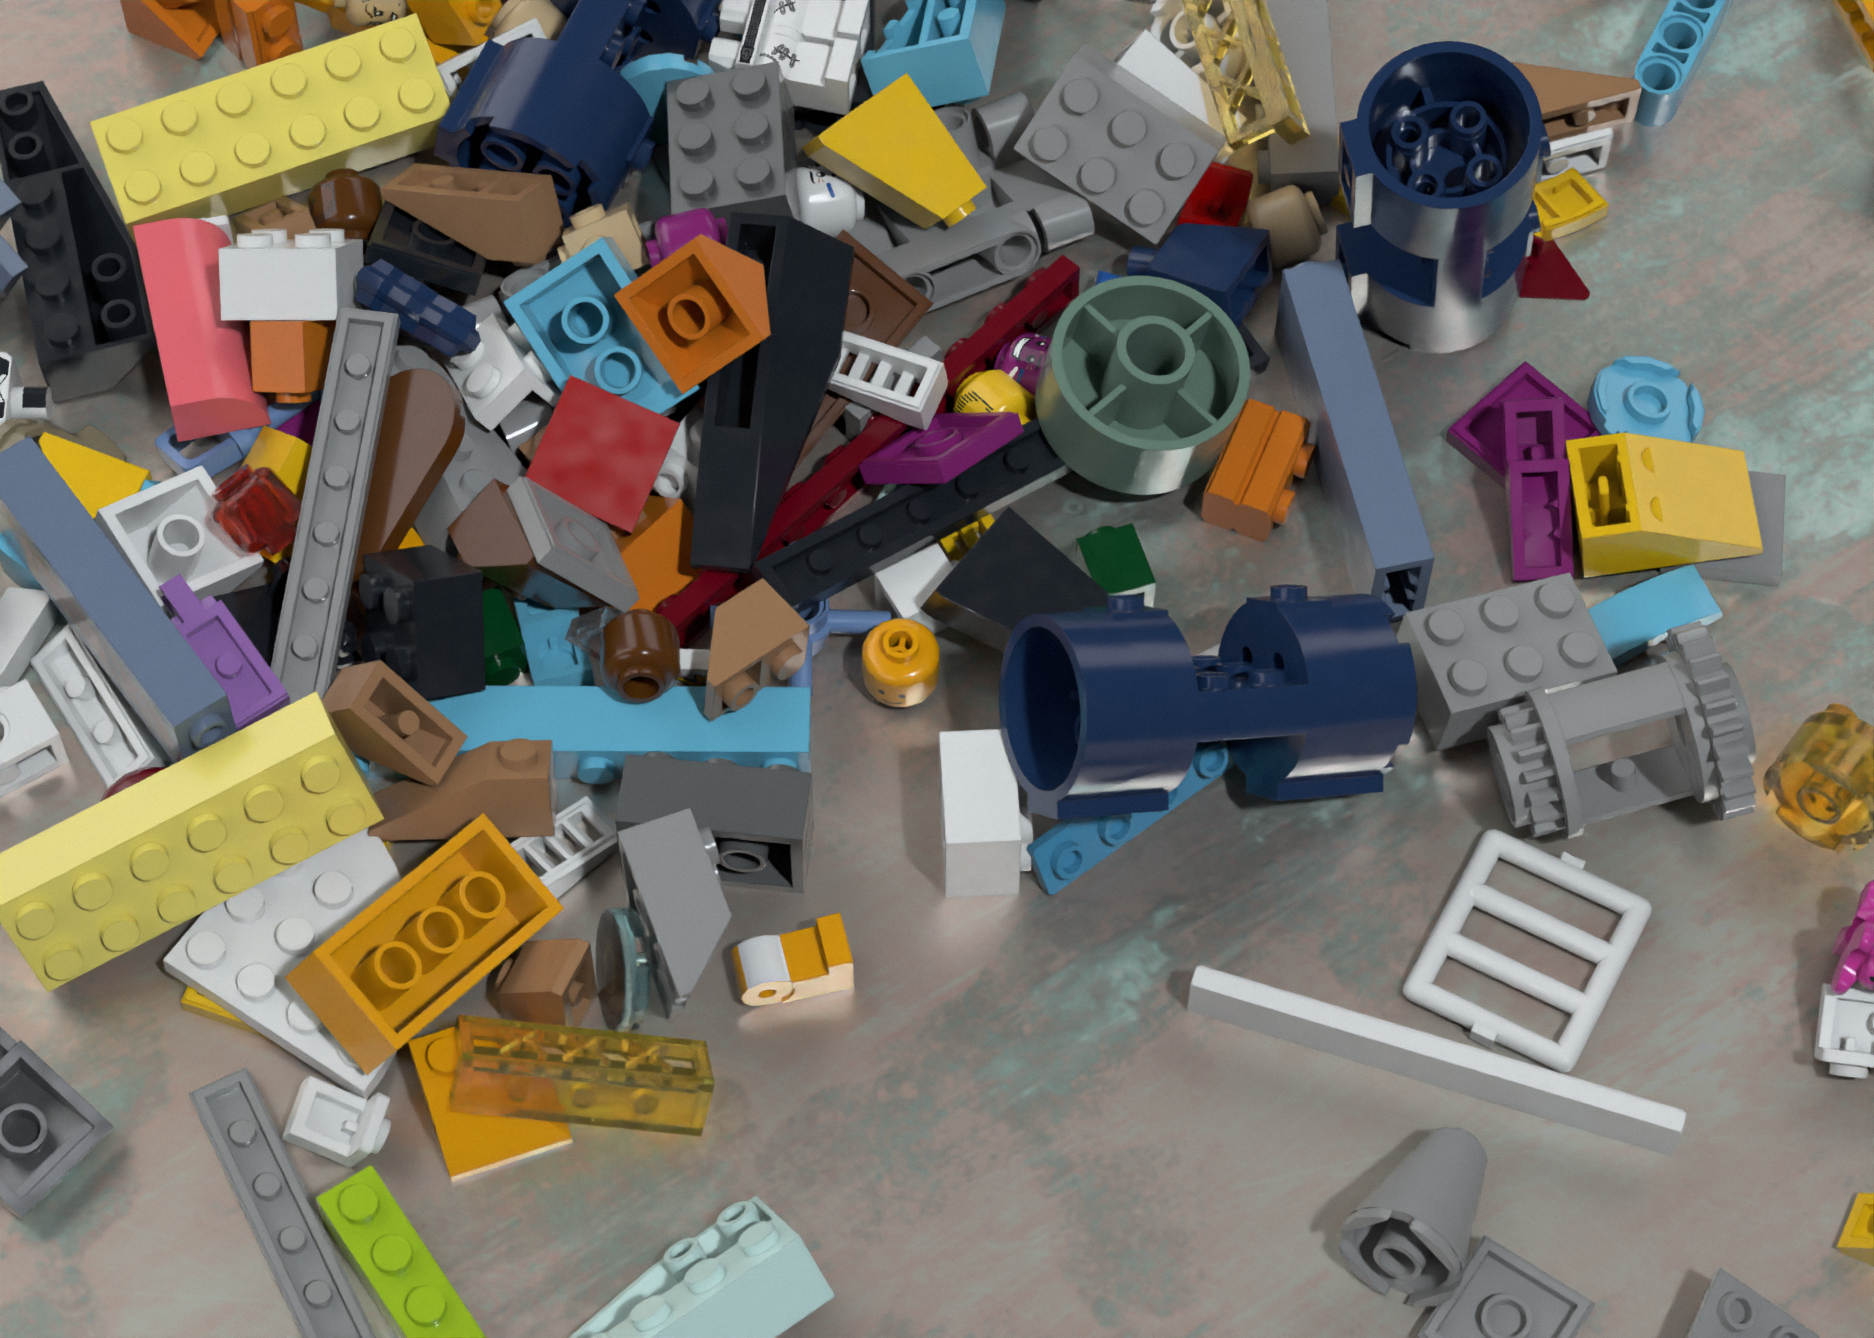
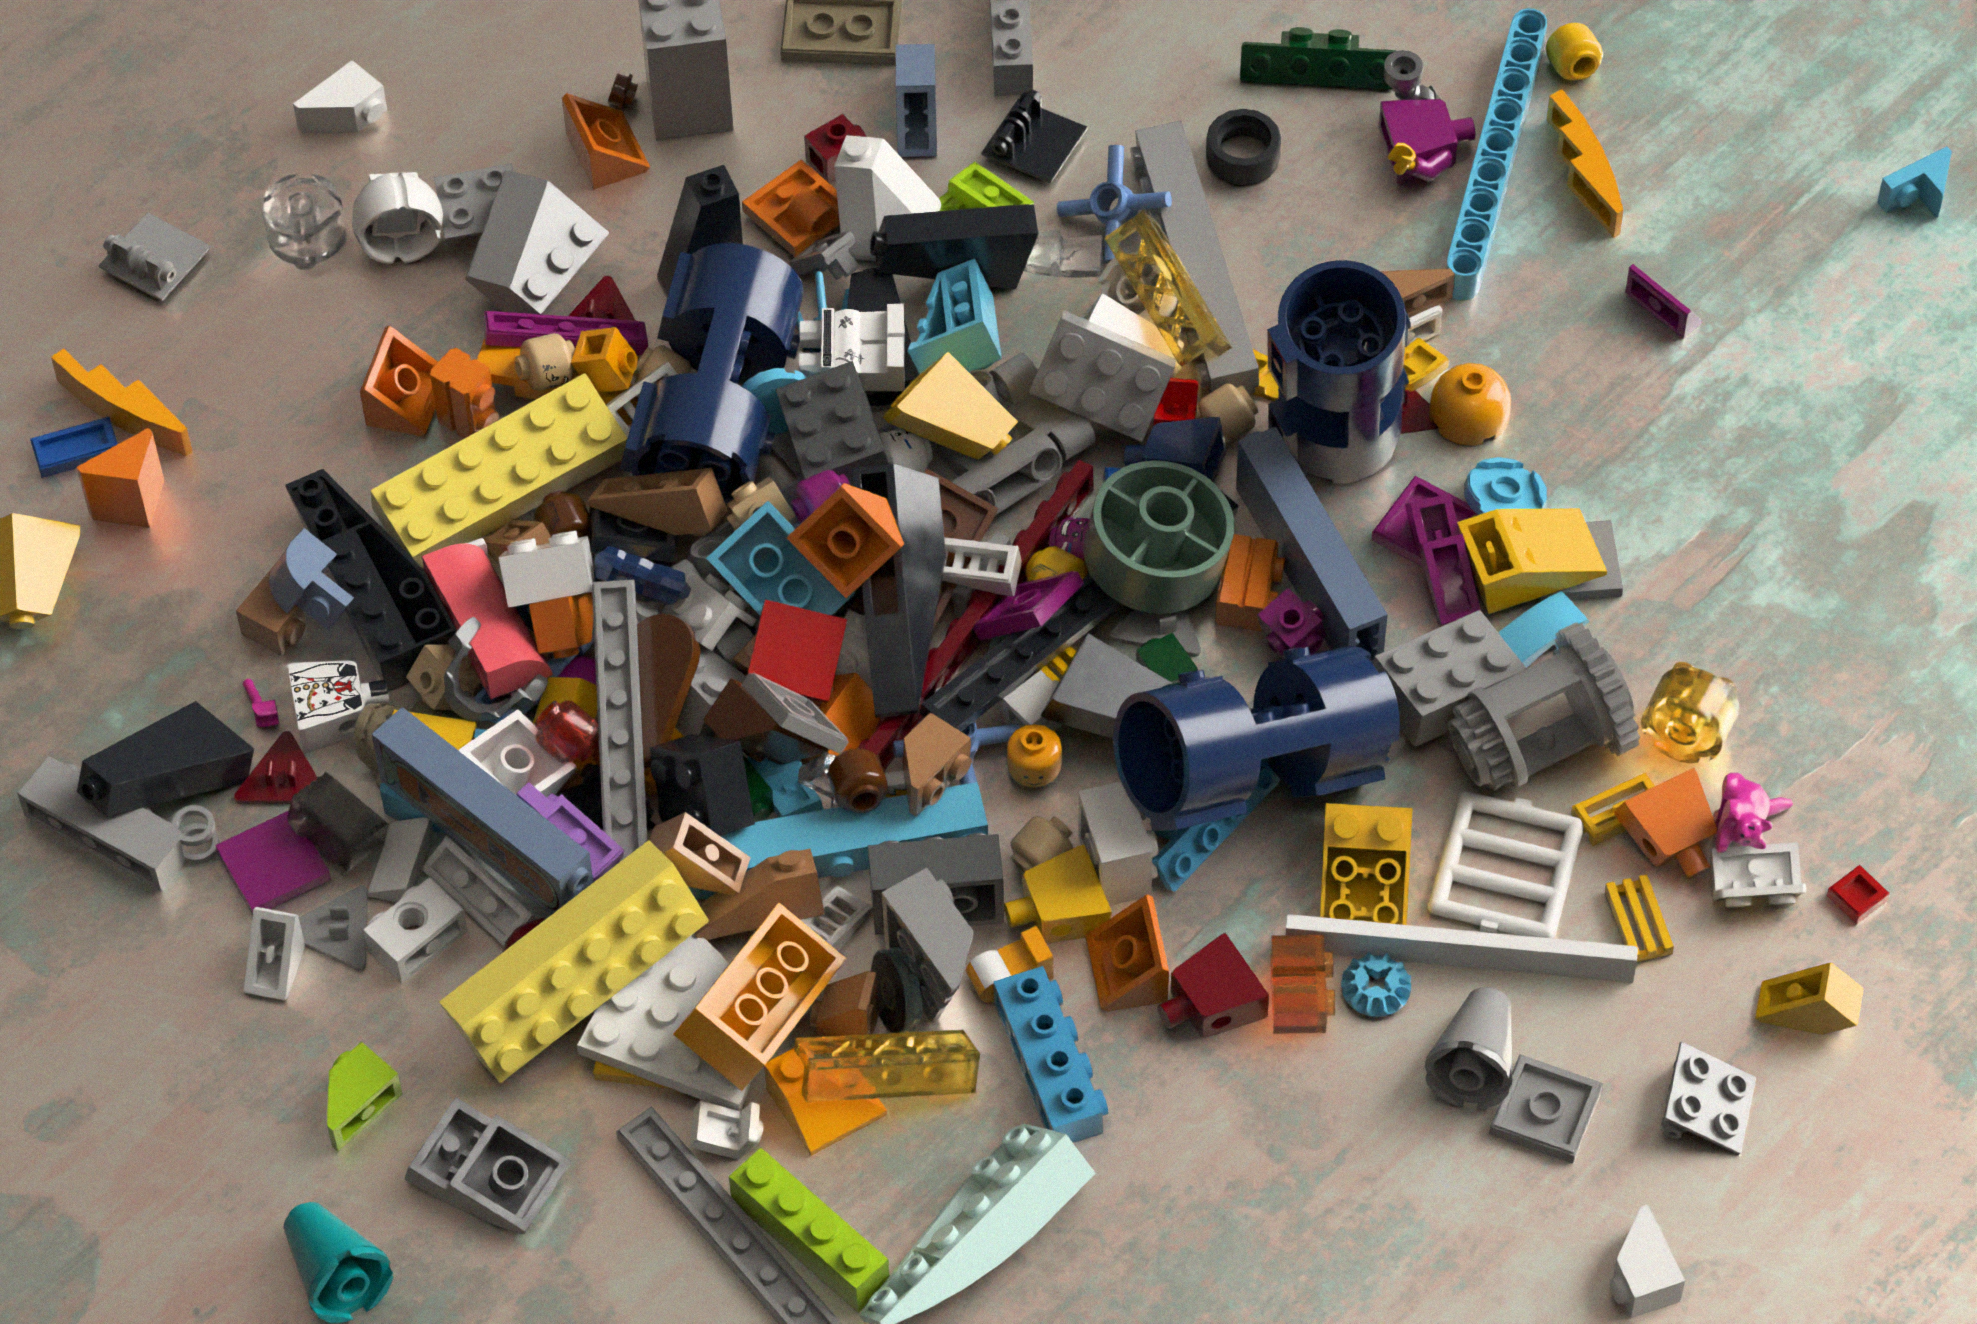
camera: 10 degrees left, 5 degrees down
(126, 398) = (429, 672): none -> tan brick
(139, 440) = (463, 701): none -> dark grey helmet
(815, 1106) = (1048, 1054): none -> dark azure brick
(880, 797) = (1040, 842): none -> tan head
(889, 877) = (1061, 898): none -> yellow torso
(961, 984) = (1129, 958): none -> orange slope
(1070, 1055) = (1215, 991): none -> dark red torso
(1098, 506) = (1143, 626): none -> light grey piece
(1193, 1068) = (1299, 984): none -> clear orange brick
(1296, 1113) = (1374, 1000): none -> medium azure gear
(1303, 544) = (1292, 624): none -> magenta brick
(1327, 912) = (1366, 863): none -> yellow slope
(1624, 274) = (1470, 404): none -> light orange cylinder
(1696, 1018) = (1630, 889): none -> yellow tile
(1714, 917) = (1596, 826): none -> yellow tile
(1777, 934) = (1671, 822): none -> orange torso

